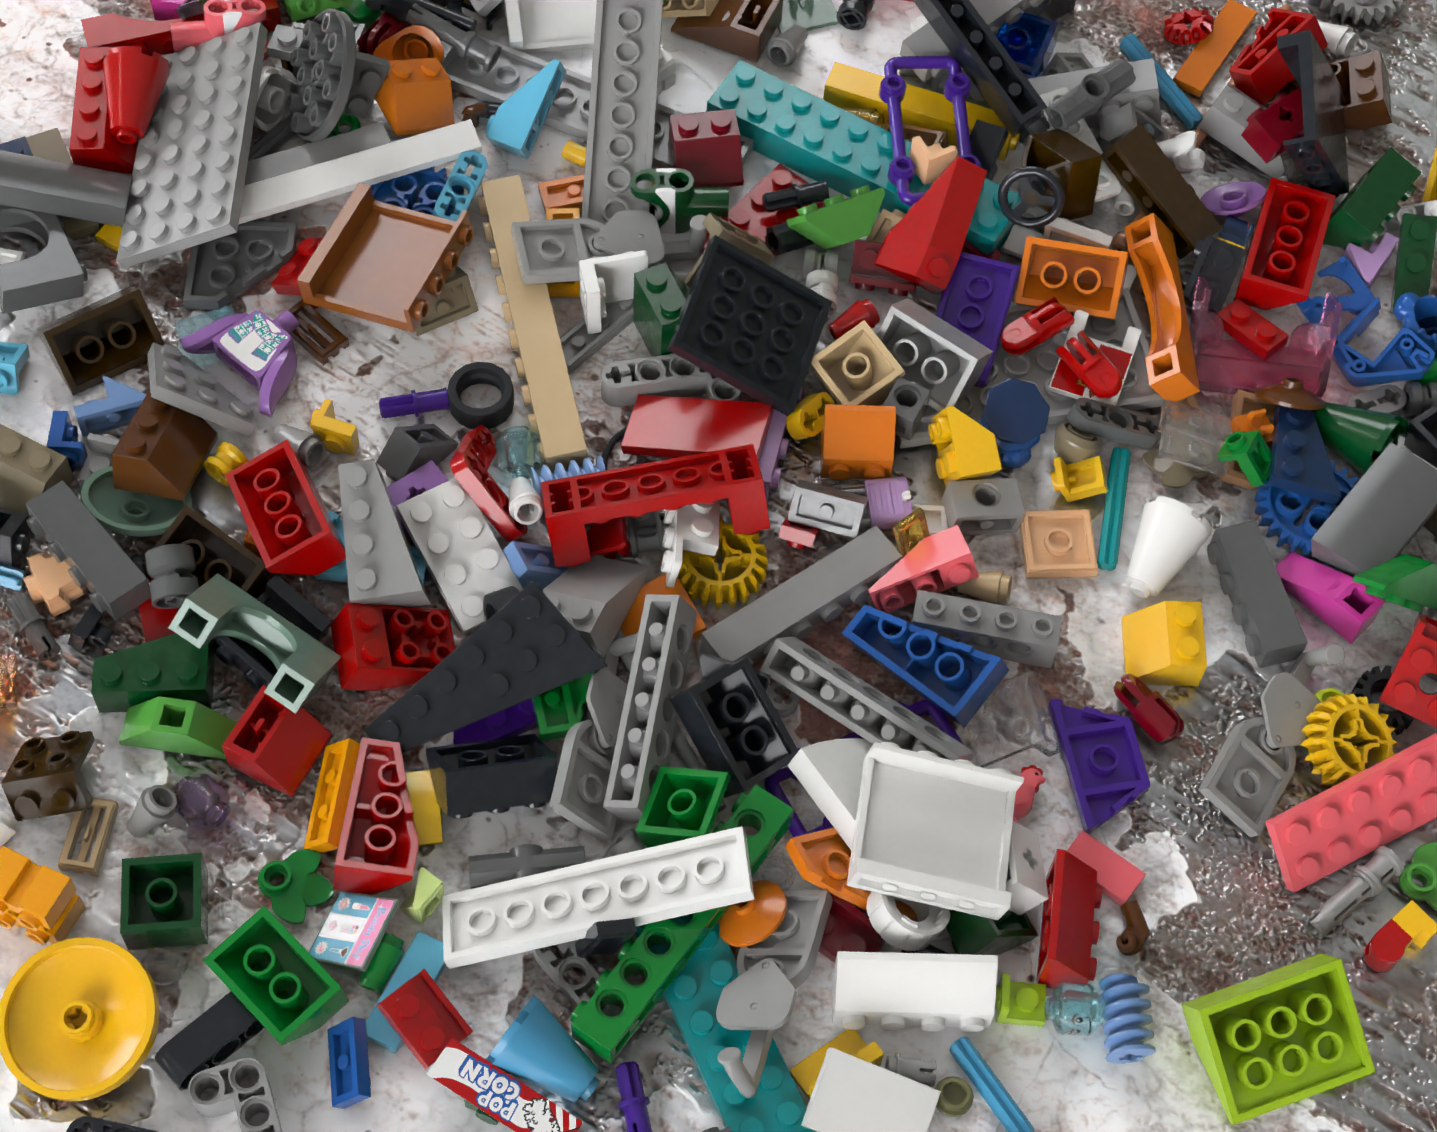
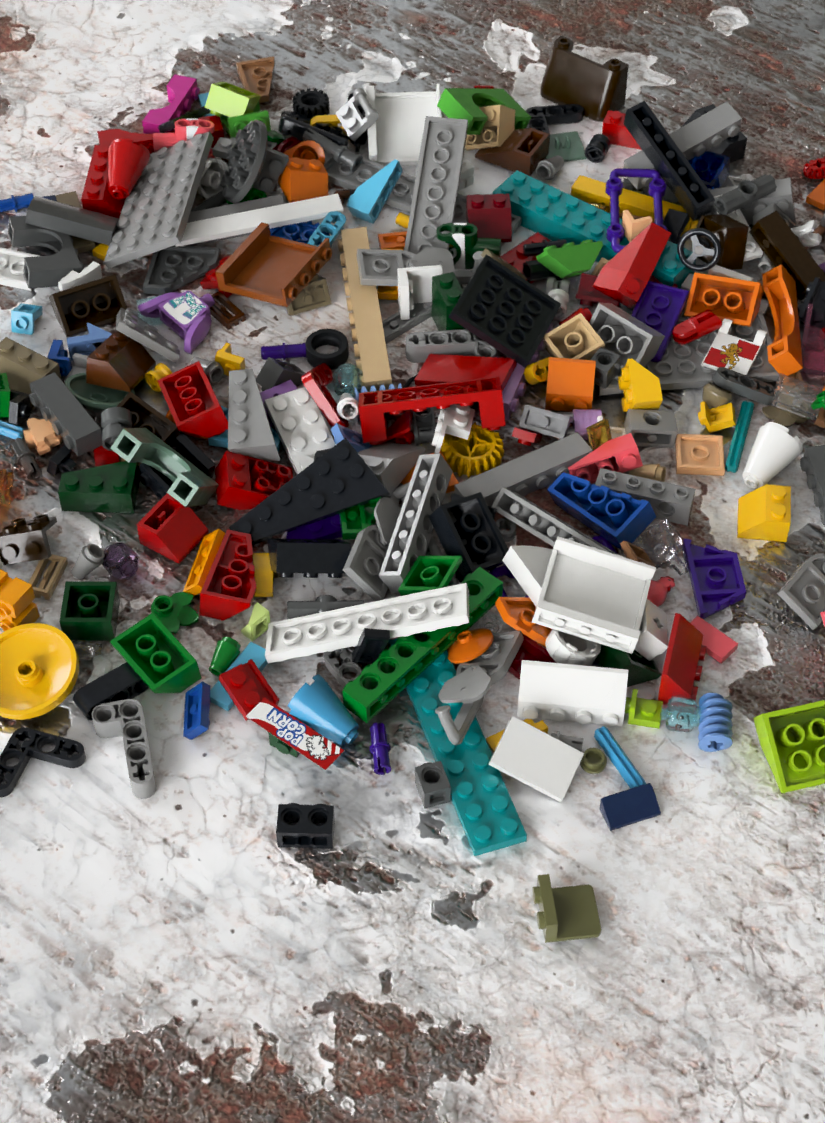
camera: 10 degrees right, 10 degrees down
(95, 287) = (88, 274): none -> white slope
(176, 727) = (109, 517): bright green slope -> none
(353, 930) = (210, 636): piece -> none
(990, 747) = (635, 553): none -> medium nougat slope
(1016, 418) = (677, 377): dark blue piece -> none
(1091, 366) = (730, 349): red arm -> none
(1136, 931) = (728, 675): reddish brown arm -> none
(1149, 709) = (751, 550): dark red arm -> none
(1167, 87) = (801, 201): dark azure axle -> none

